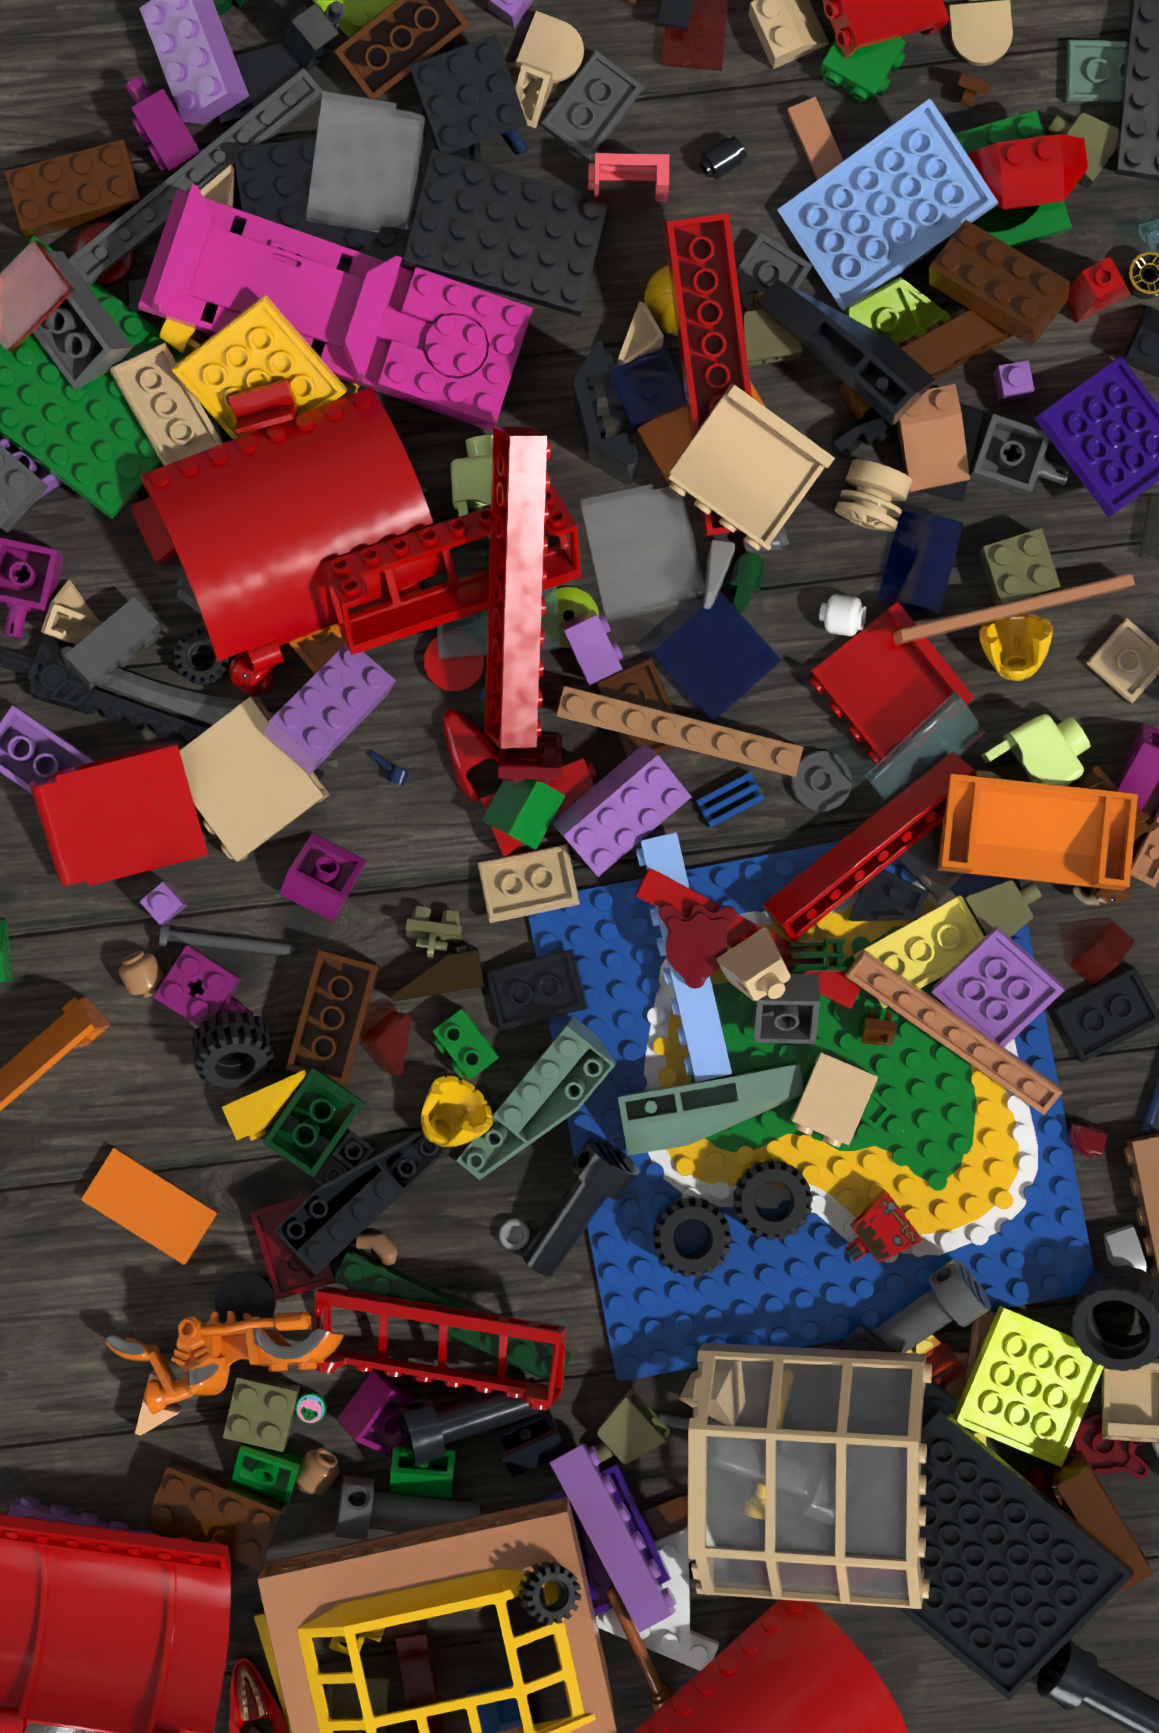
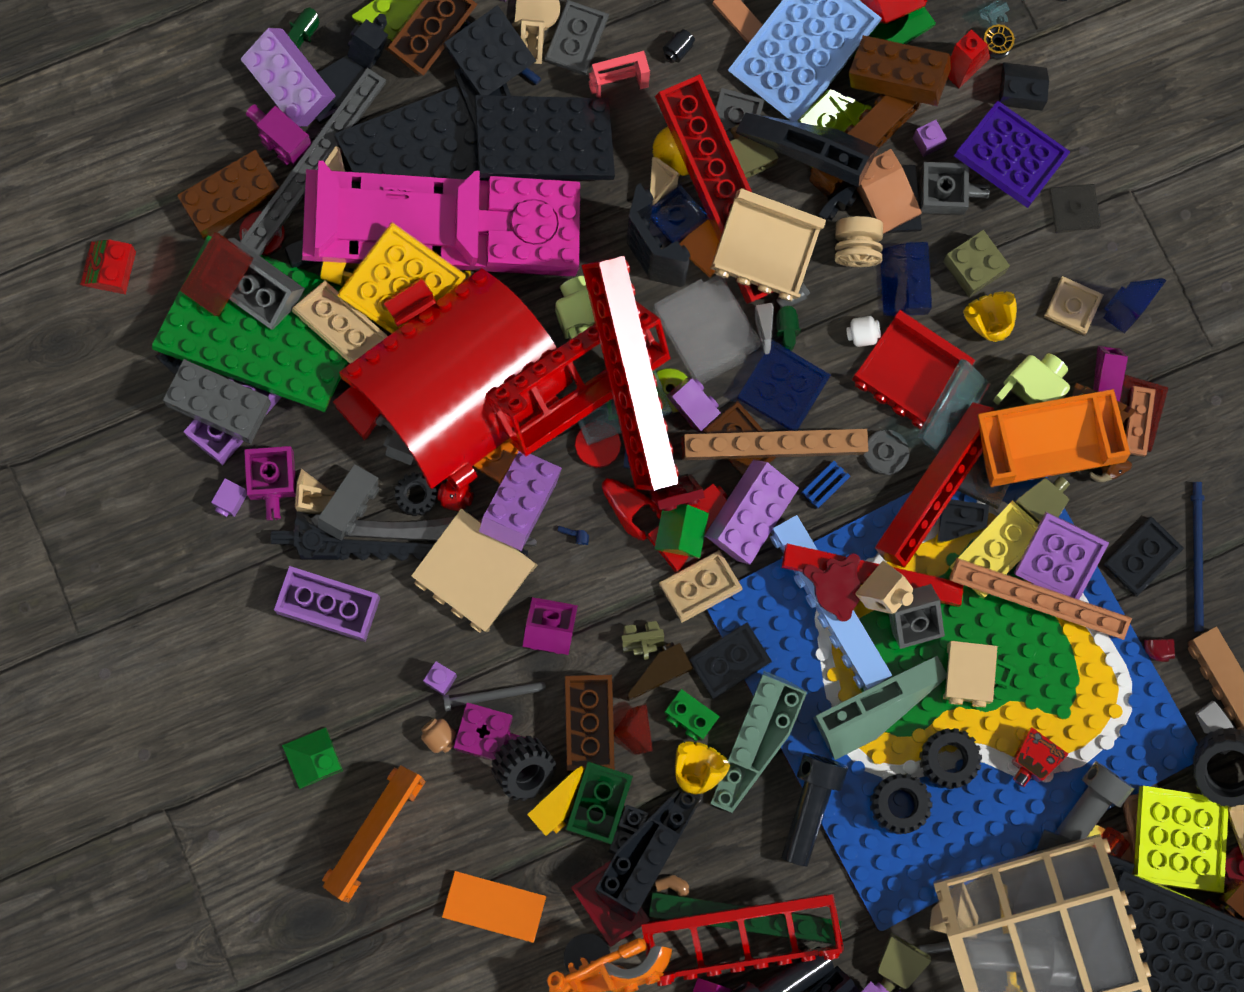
camera: 25 degrees left, 10 degrees down
(119, 816) = (390, 623): red piece -> none
(364, 164) = (431, 118): clear piece -> none
(514, 1234) = (769, 845): light grey tile -> none
(821, 956) = (925, 572): dark green arm -> none
(878, 1030) = (986, 614): reddish brown tile -> none
(1013, 609) = (981, 291): nougat tile -> none
(1103, 953) = (1125, 514): clear red slope -> none

